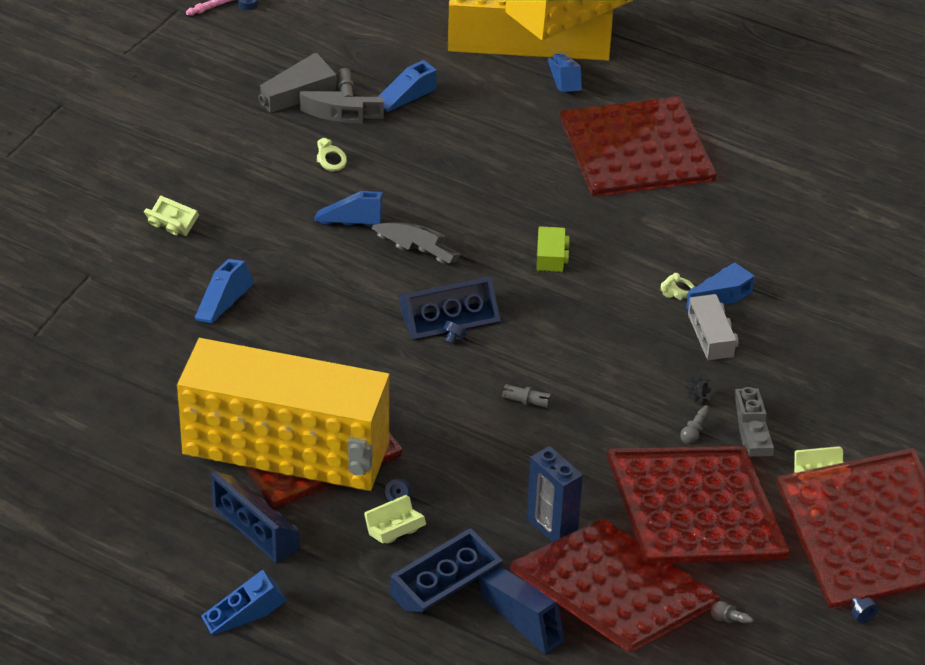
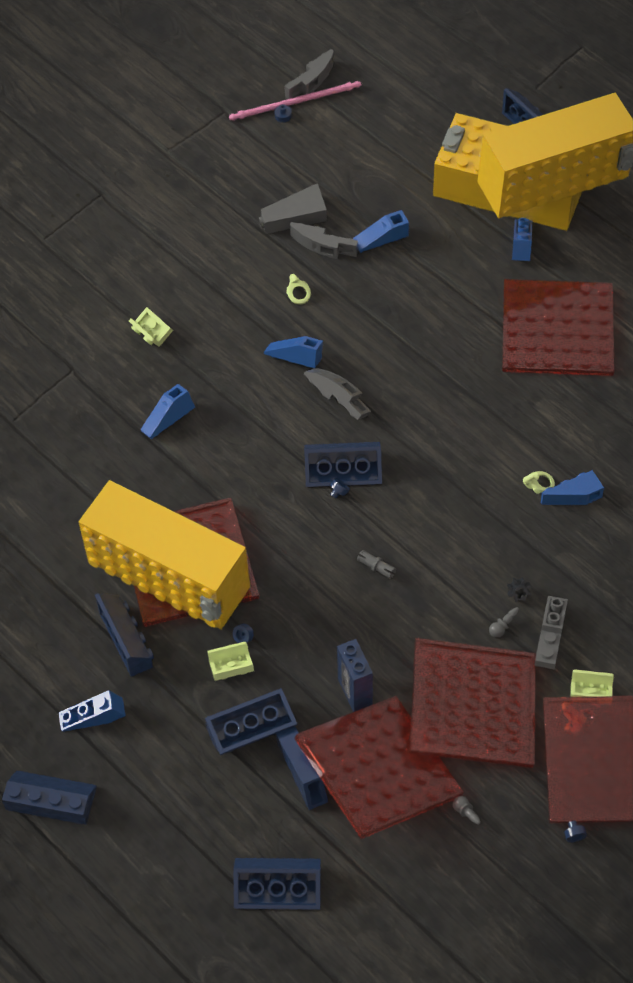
camera: 20 degrees right, 15 degrees up
(345, 83) = (334, 219): dark grey pin -> none
(551, 249) = (446, 421): lime brick -> none
(712, 327) = (553, 528): light grey brick -> none

